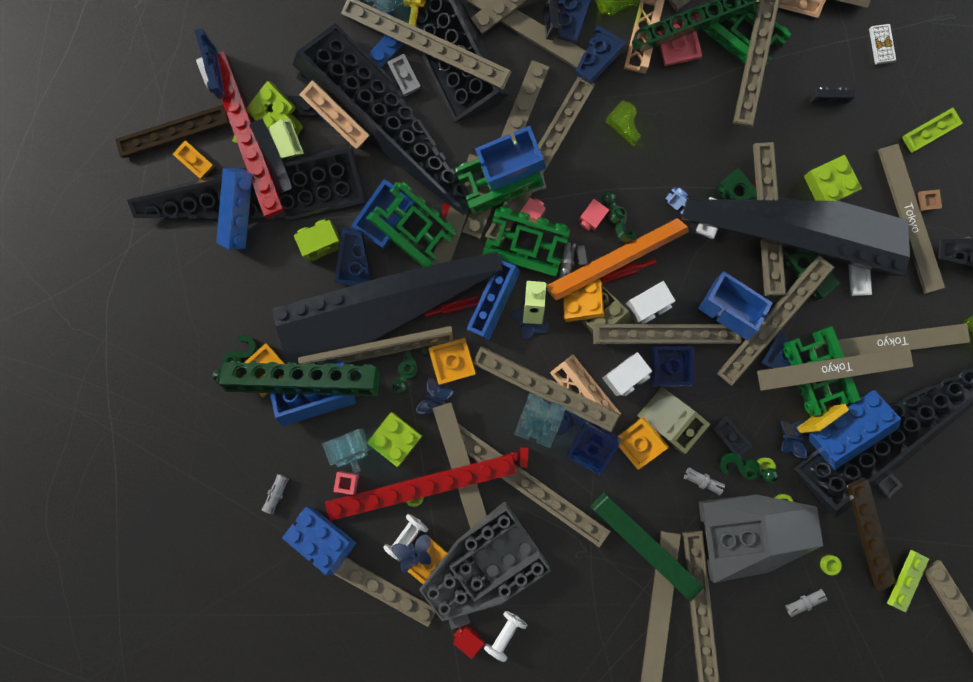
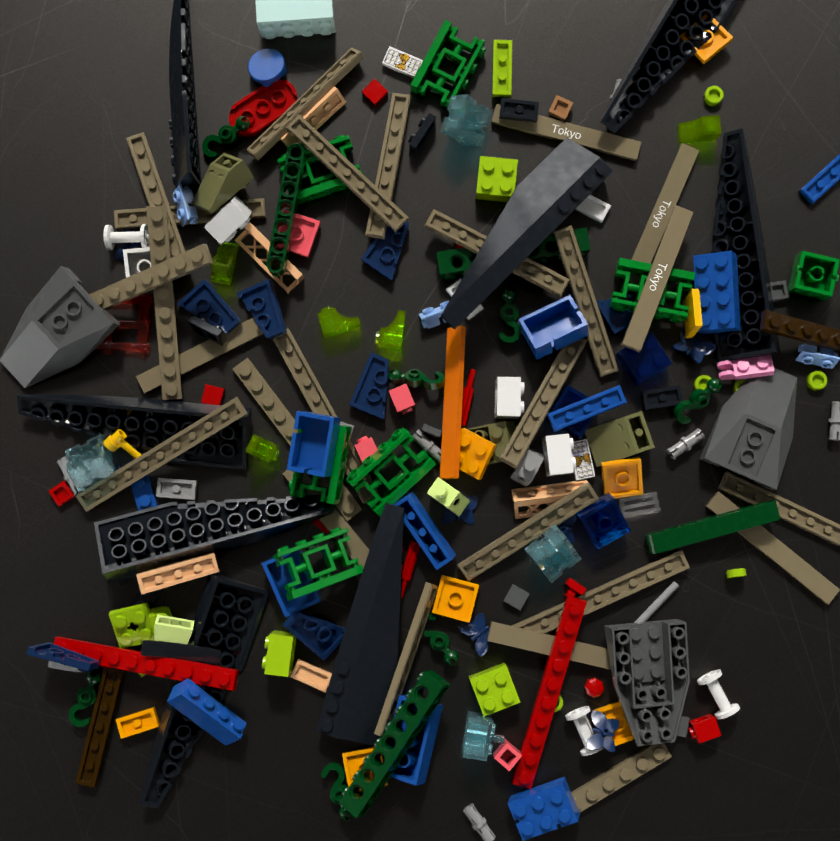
camera: 65 degrees left, 0 degrees up
(189, 105) = (86, 696): none -> dark green piece
(315, 278) = (311, 675): none -> light nougat tile
(447, 525) = (594, 687): none -> red tile
(480, 123) = (263, 449): none -> clear neon green arch
(484, 412) = (516, 597): none -> dark grey tile
(500, 56) = (212, 395): none -> red tile
(552, 538) = (658, 602): none -> light grey bar
(588, 184) = (372, 387): none -> dark blue wing
(600, 355) = (527, 467): none -> light grey torso
(619, 591) = (736, 573): none -> lime tile
(635, 400) = (584, 464): none -> tile
(636, 471) = (655, 501): none -> clear tile
(641, 174) = (392, 336): none -> clear neon green arch
(683, 374) = (586, 408): none -> blue tile
(711, 126) = (385, 253): none -> dark blue wing
(721, 263) = (509, 314): none -> dark green piece
(755, 404) = (645, 363): none -> clear blue brick
(793, 82) = (389, 158): none -> dark tan tile
(803, 495) = (746, 368): none -> bright pink hinge
(841, 36) = (374, 92): none -> red tile
(854, 560) = (825, 358): none -> light blue hinge
(867, 125) = (466, 121): none -> clear light blue brick
(905, 68) = (435, 59): none -> green fence
(905, 164) = (519, 110): none -> black plate
(923, 507) = (813, 275): none -> green brick

